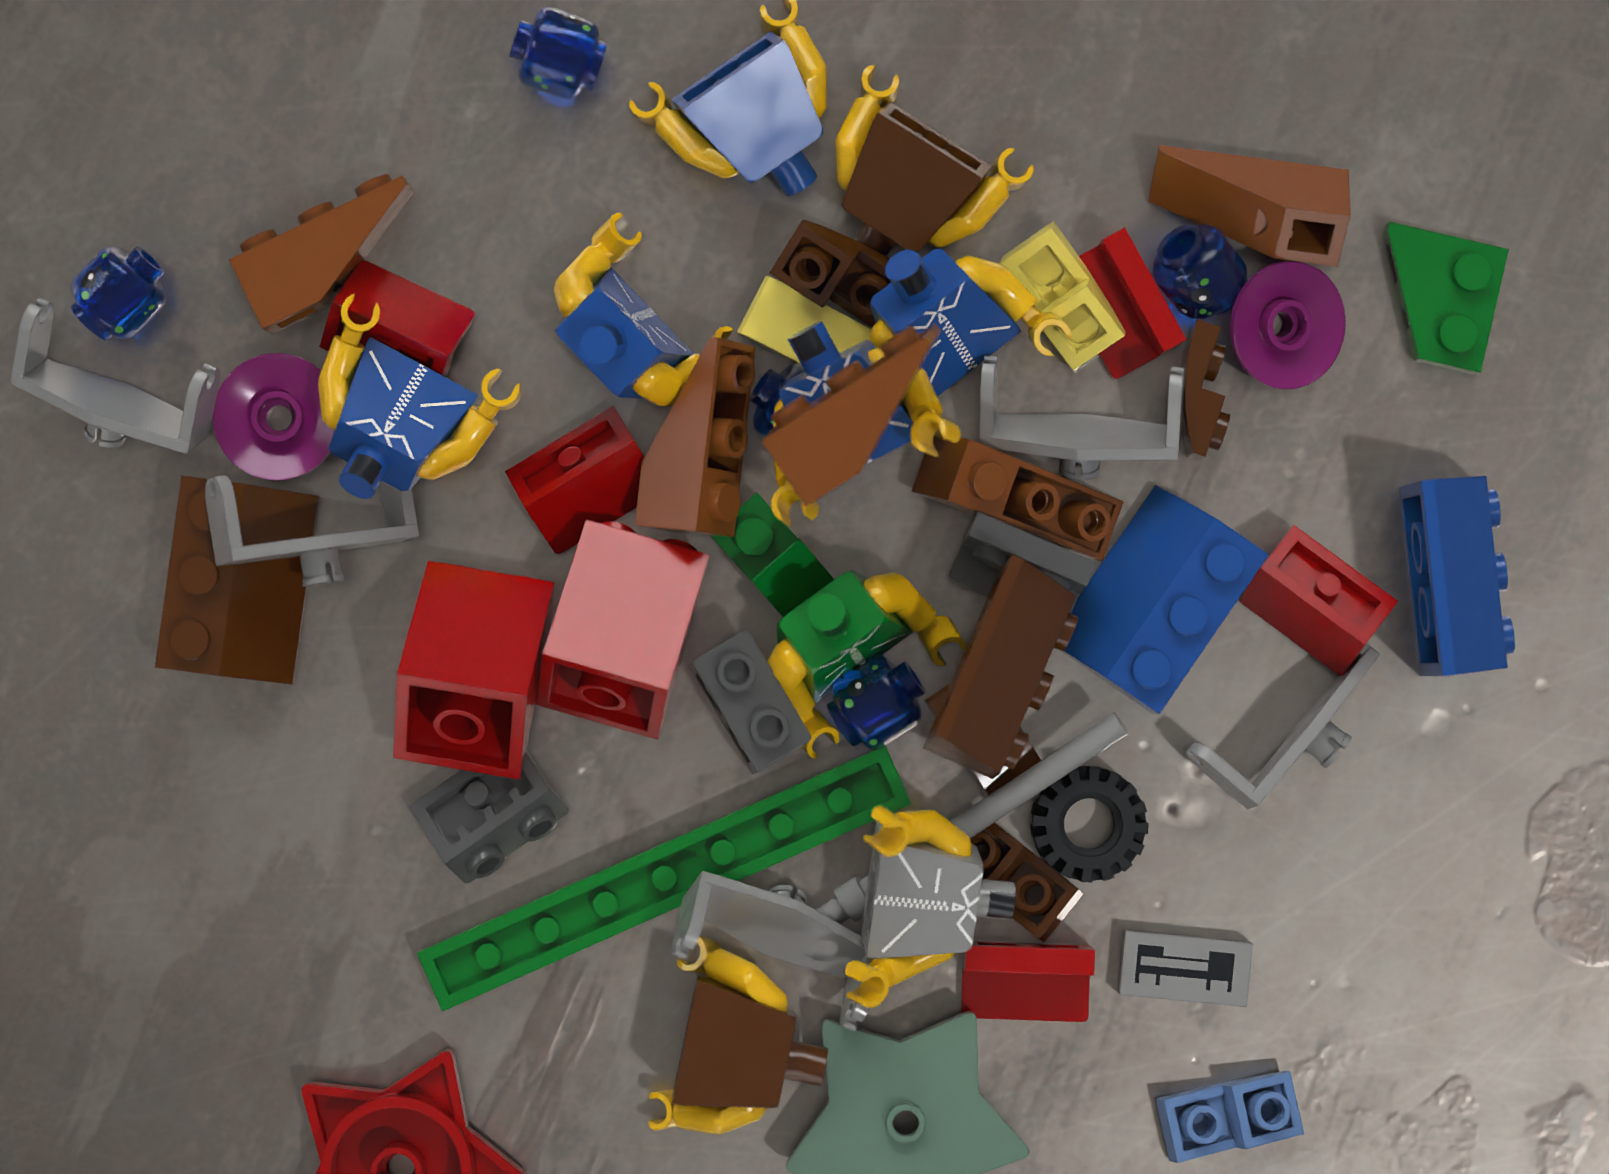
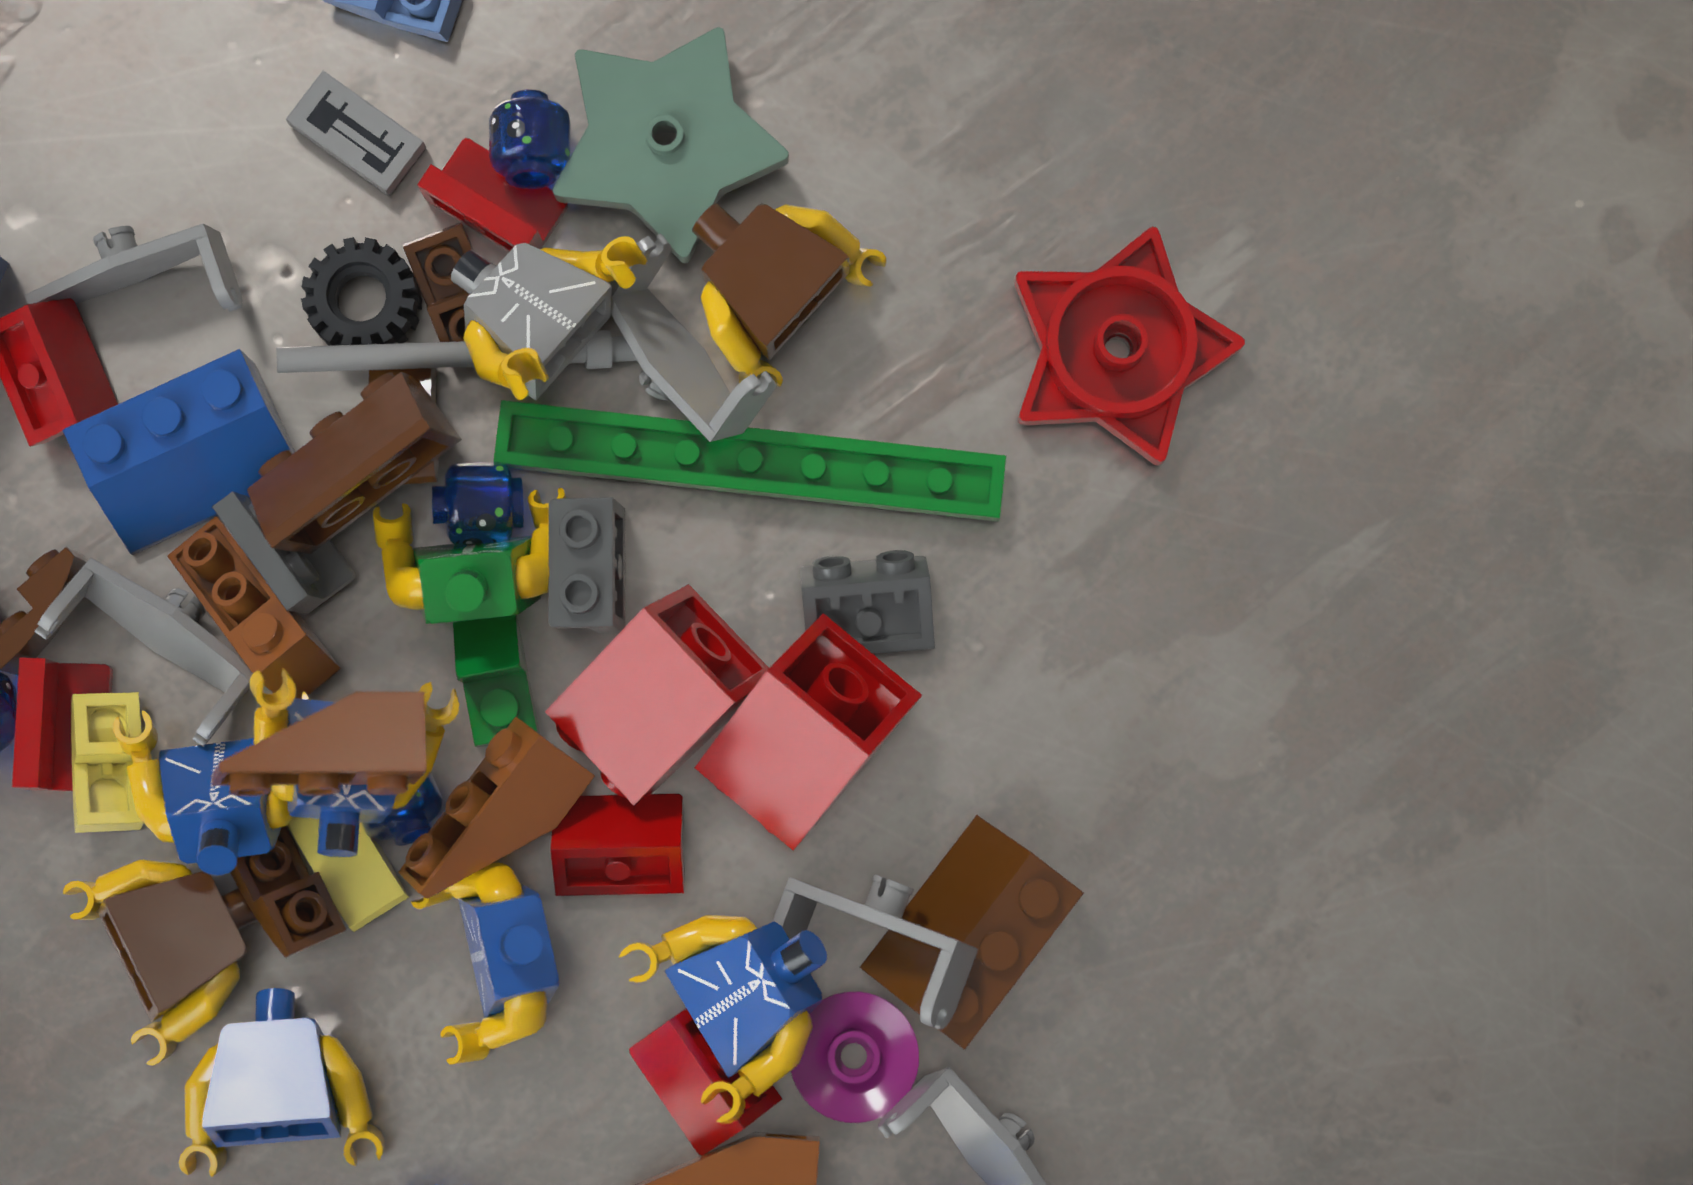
camera: 150 degrees left, 5 degrees down
(1023, 1050) = (529, 139): none -> clear blue head

